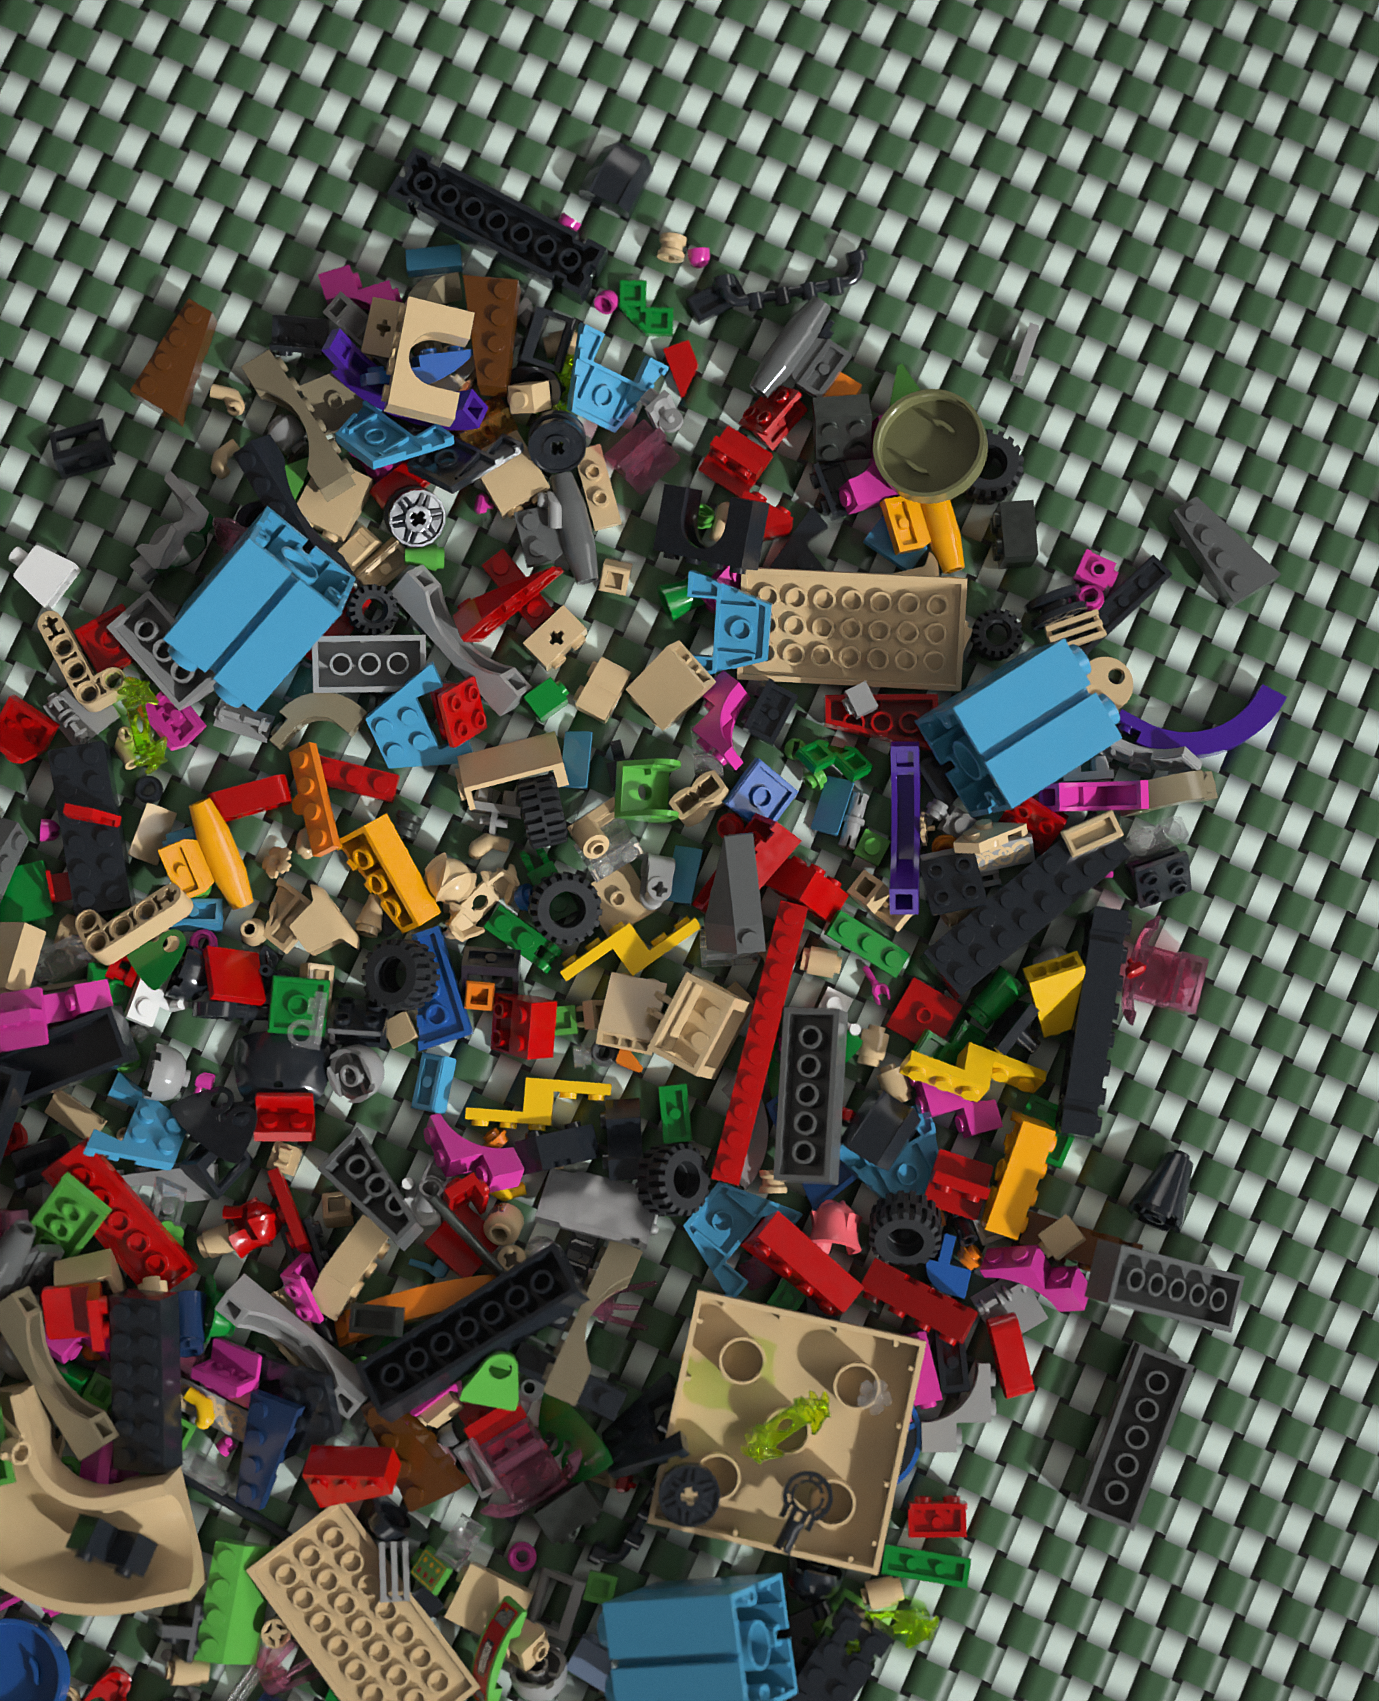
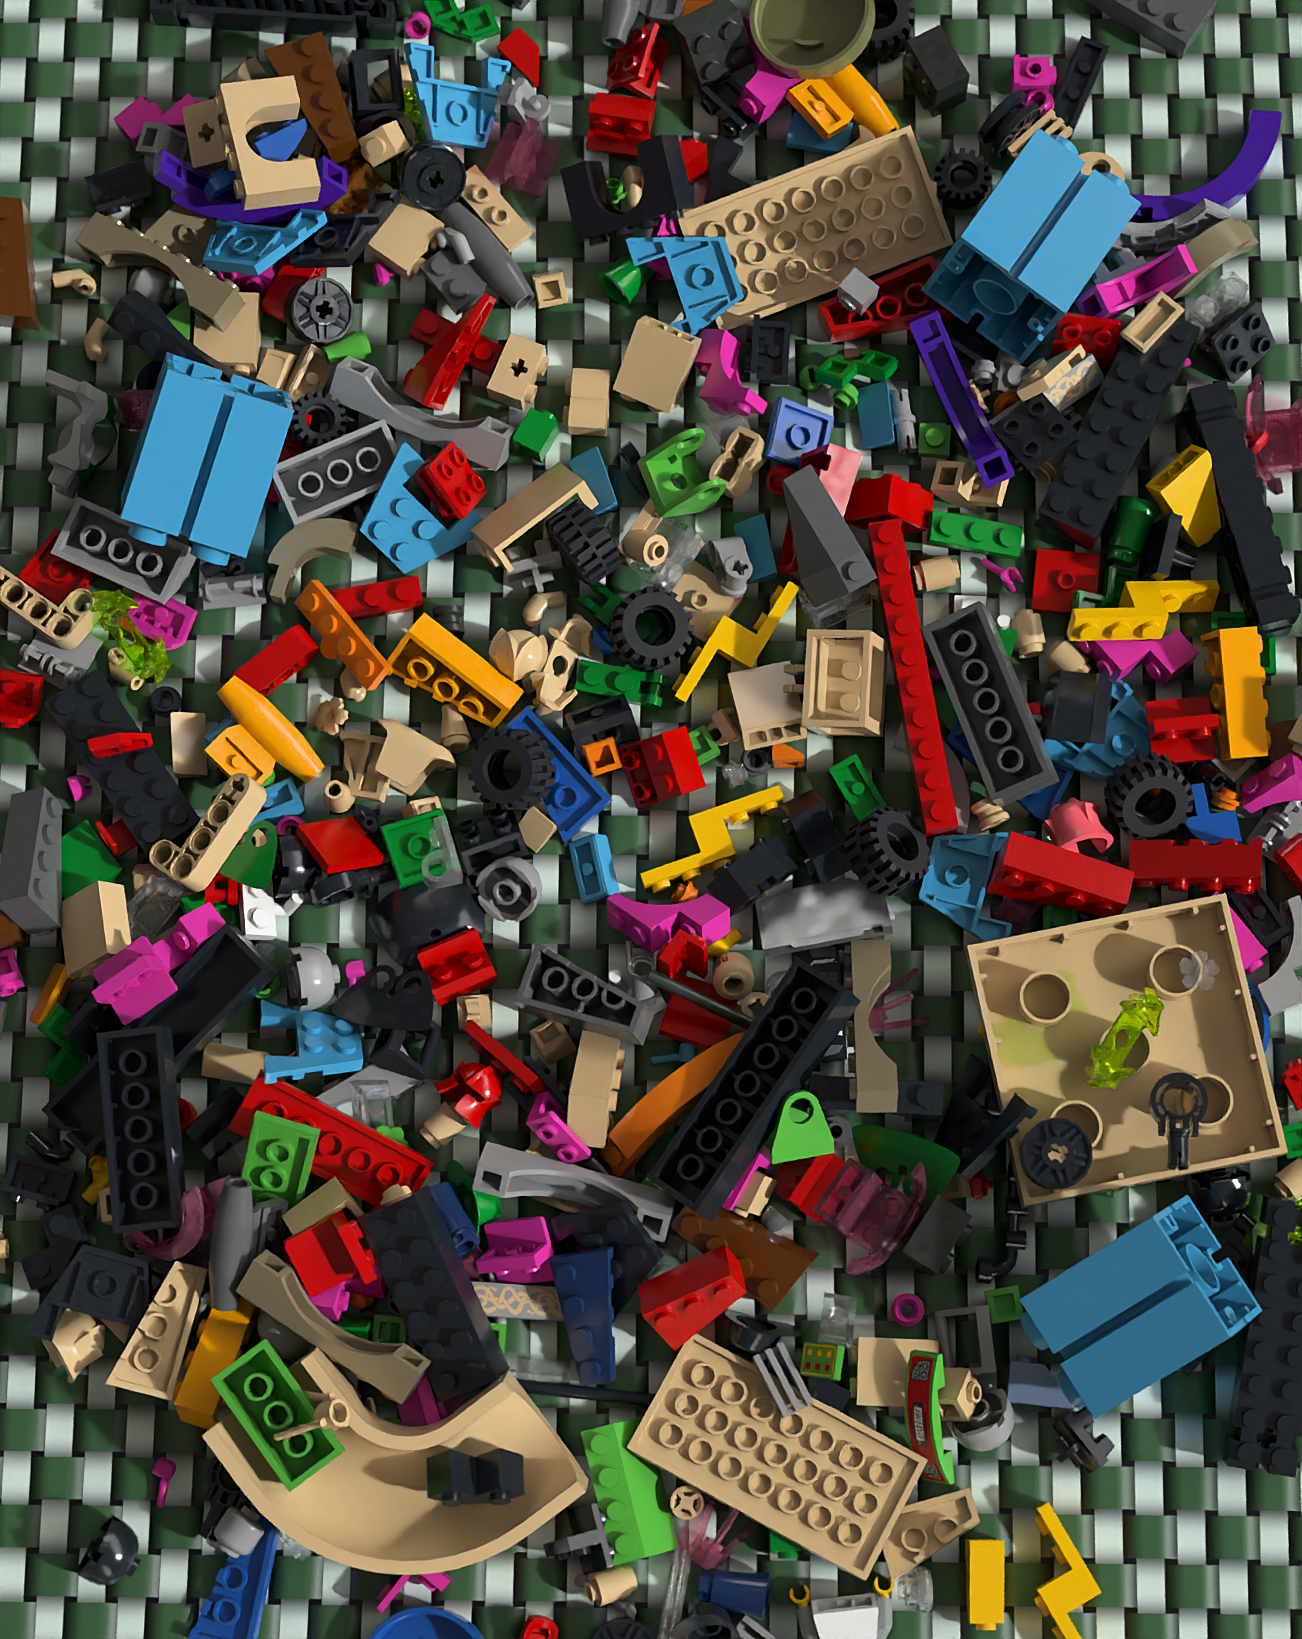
camera: 15 degrees left, 5 degrees down
(204, 1407) = (505, 1299): yellow arm -> none
(226, 1445) = (545, 1331): dark pink hand -> none
(376, 1320) = (648, 1122): pearl dark grey tile -> none
(434, 260) = (224, 59): dark azure slope -> none
(477, 1467) = (819, 1238): light grey tile -> none

